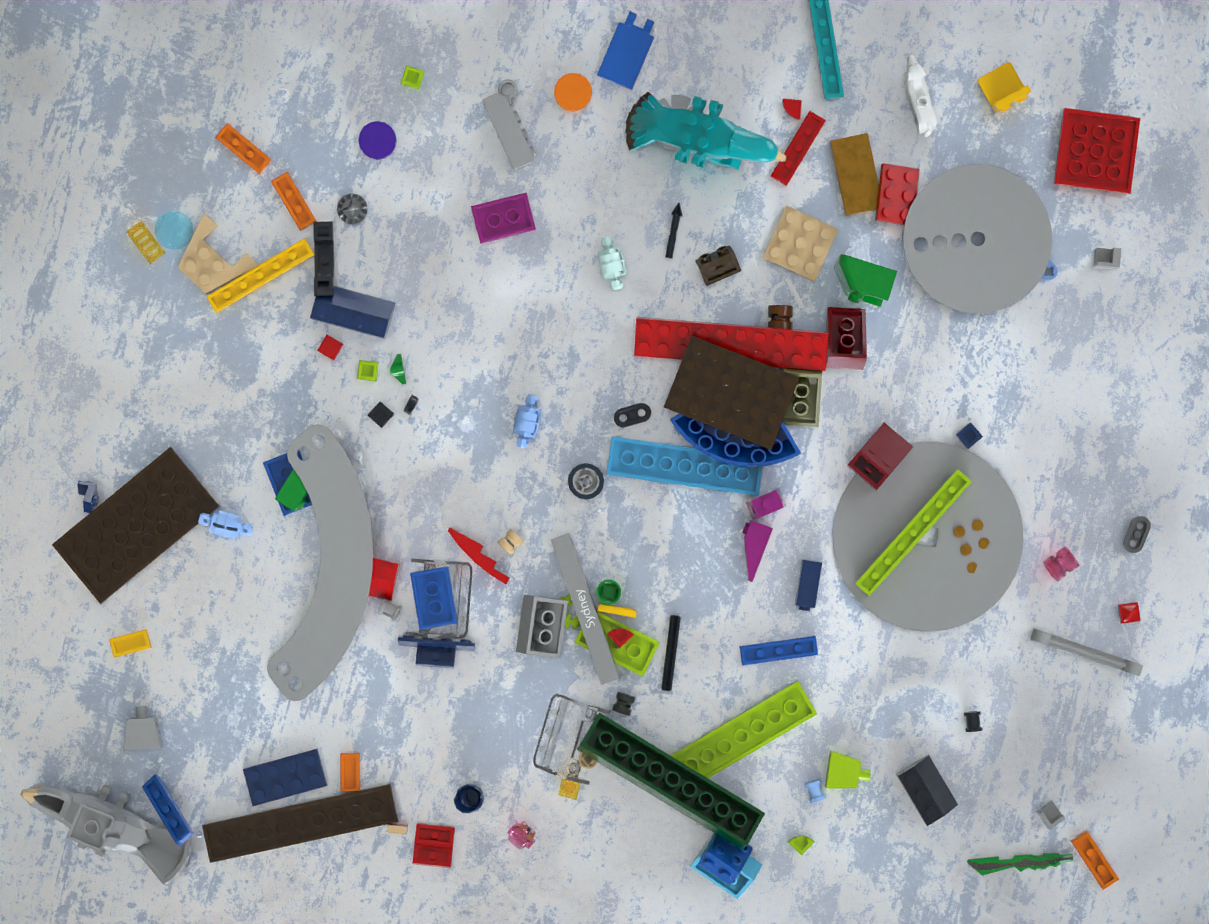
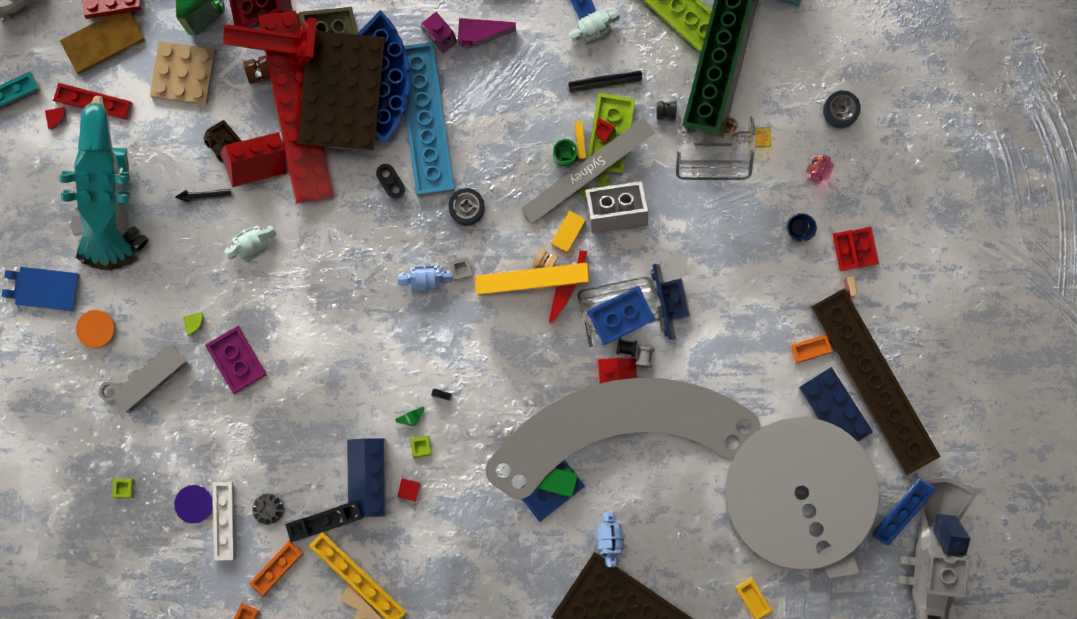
camera: 105 degrees left, 5 degrees down
(130, 845) = (951, 534): none -> dark blue brick
(252, 713) = (807, 455): none -> light grey piece
(352, 163) = (223, 521): none -> white plate
(381, 414) = (459, 421): black tile -> none
(403, 595) = (626, 347): none -> black bush
(495, 524) = (532, 279): none -> yellow tile
(526, 458) = (460, 268): none -> light grey plate
(532, 572) = (568, 231): none -> yellow tile
(551, 186) = (193, 322): none -> lime tile
(573, 885) = (851, 110): none -> wheel
(648, 154) = (135, 238): none -> pearl dark grey wheel
(690, 290) = (254, 159): none -> red slope
(727, 658) = (594, 25): none -> light aqua piece
(786, 367) = (274, 41): none -> red bracket

